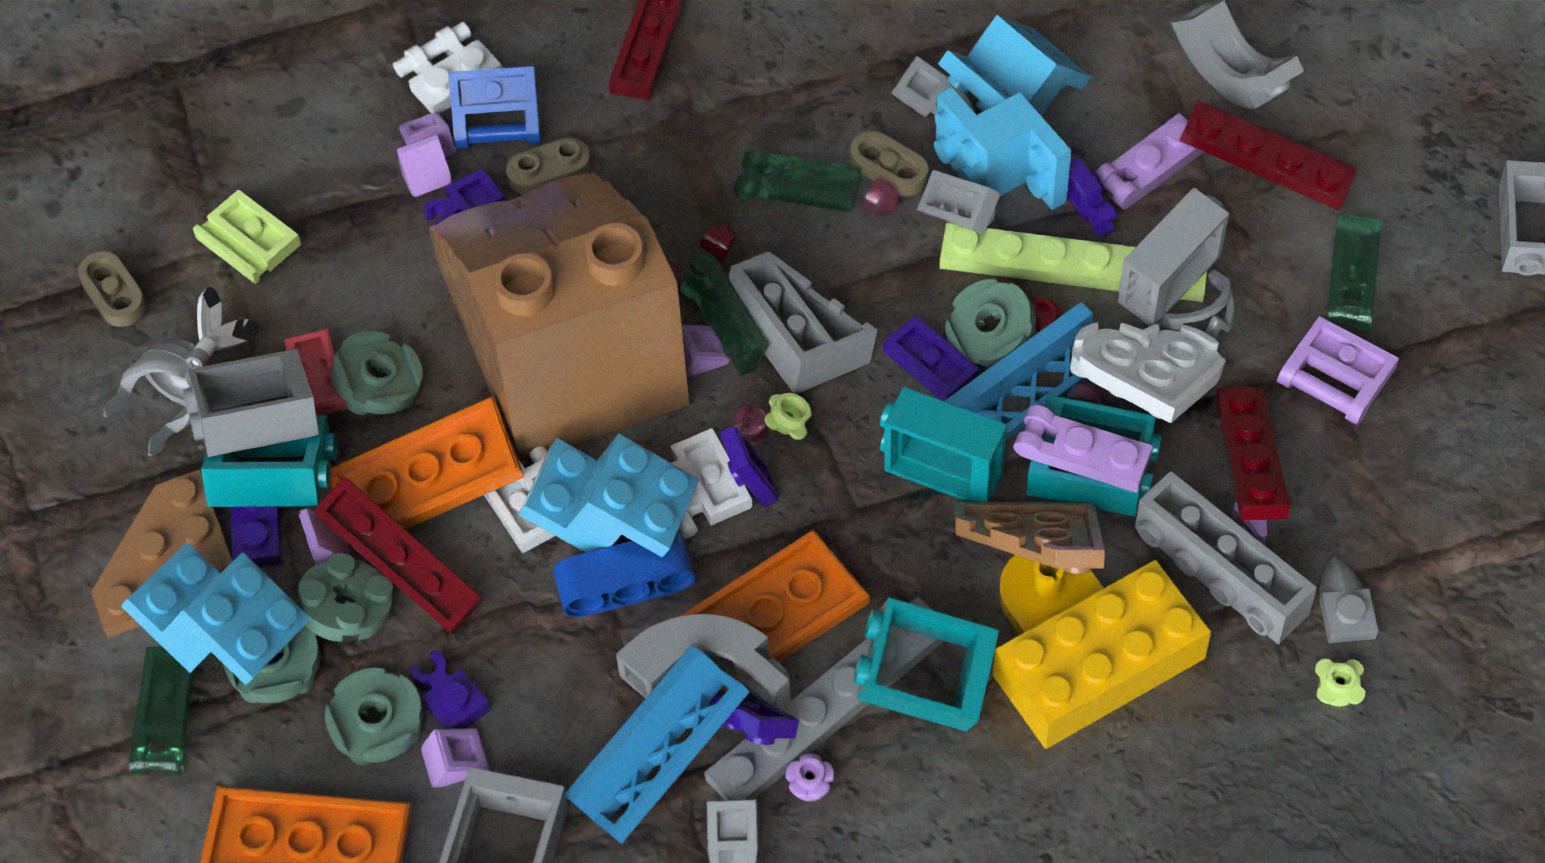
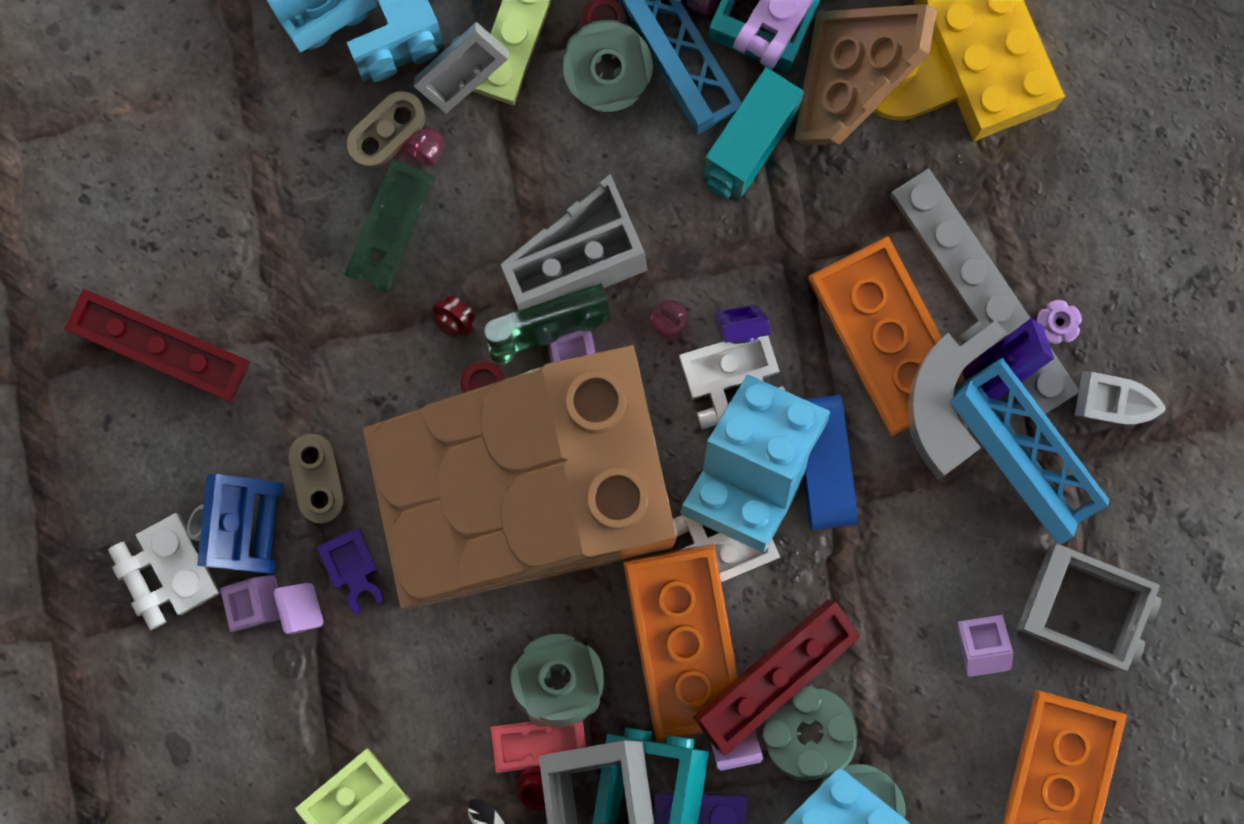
camera: 85 degrees left, 25 degrees up
(379, 741) = (959, 729): sand green plate -> none
(450, 699) = (925, 640): dark purple plate -> none
(788, 415) = (672, 269): yellowish green plate -> none
(921, 85) = (304, 73): light grey plate -> none
(930, 358) = (632, 132): dark purple plate -> none
(980, 648) = (998, 159): teal window -> none

